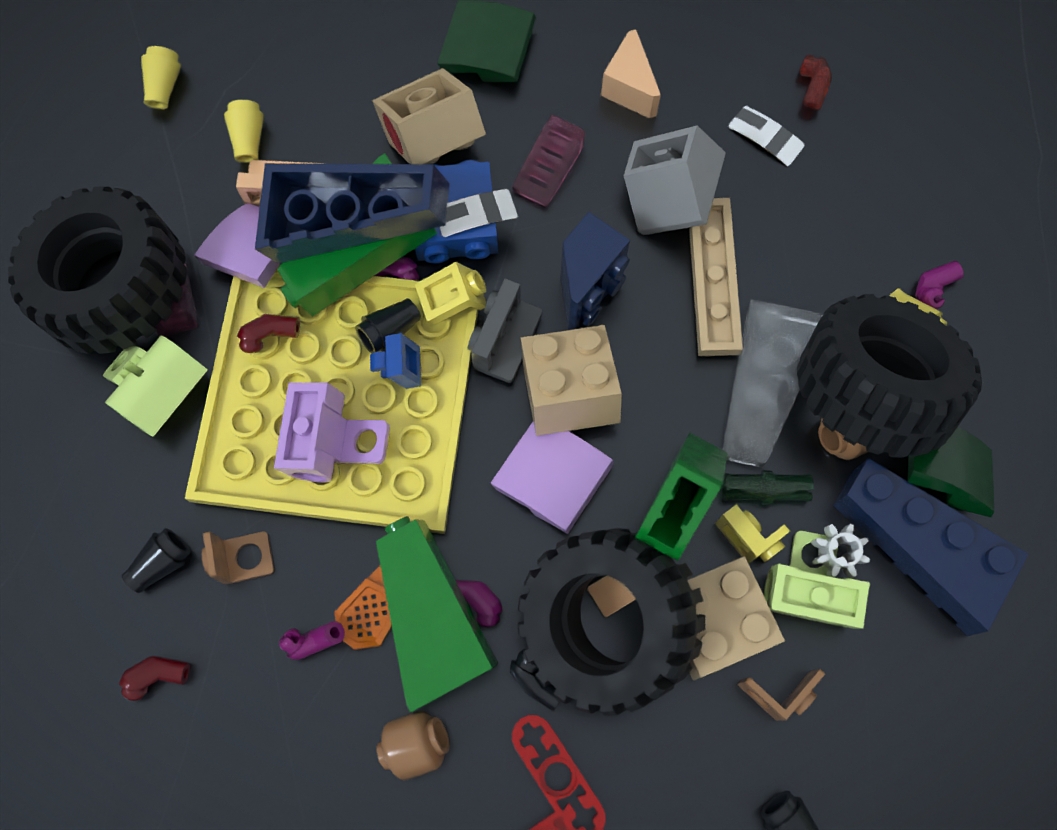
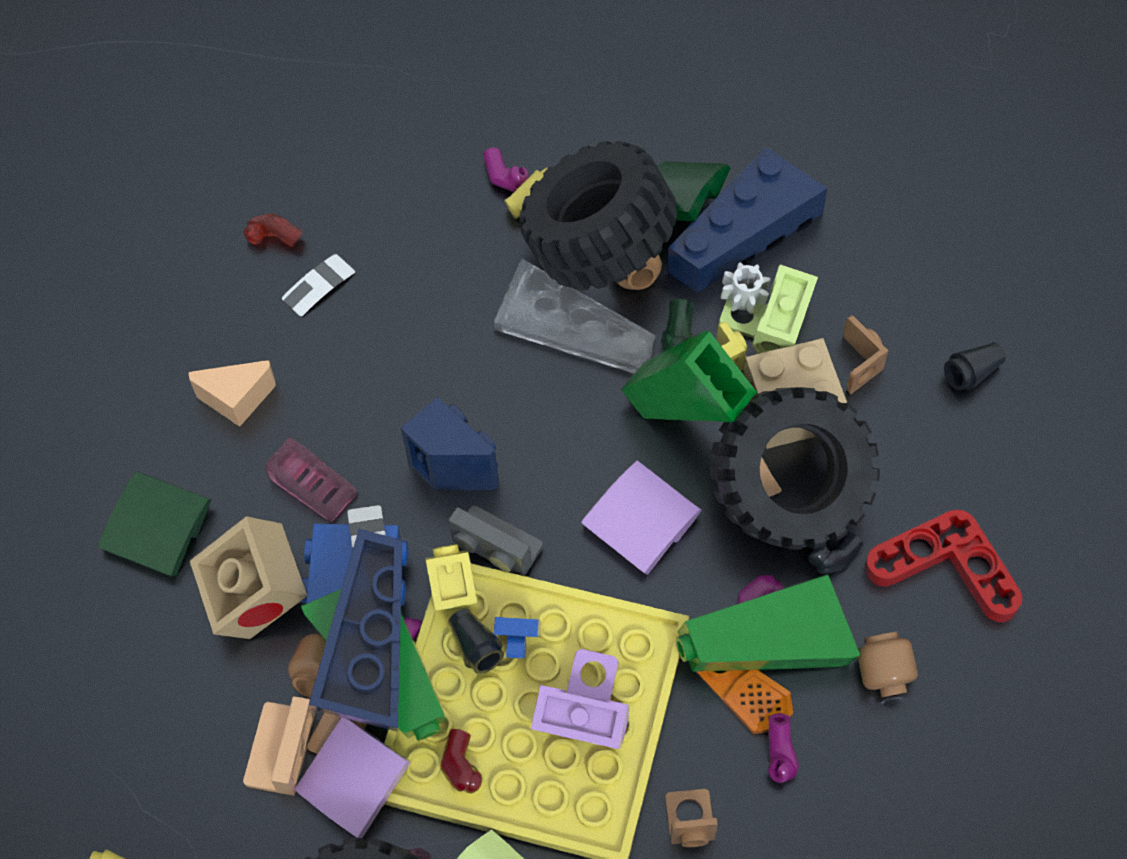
camera: 80 degrees left, 10 degrees down
(244, 127) = (207, 783): light yellow cone -> none
(571, 380) = (556, 482): tan brick -> none
(673, 179) = (368, 363): light grey slope -> none
(716, 283) = (464, 349): tan plate -> none

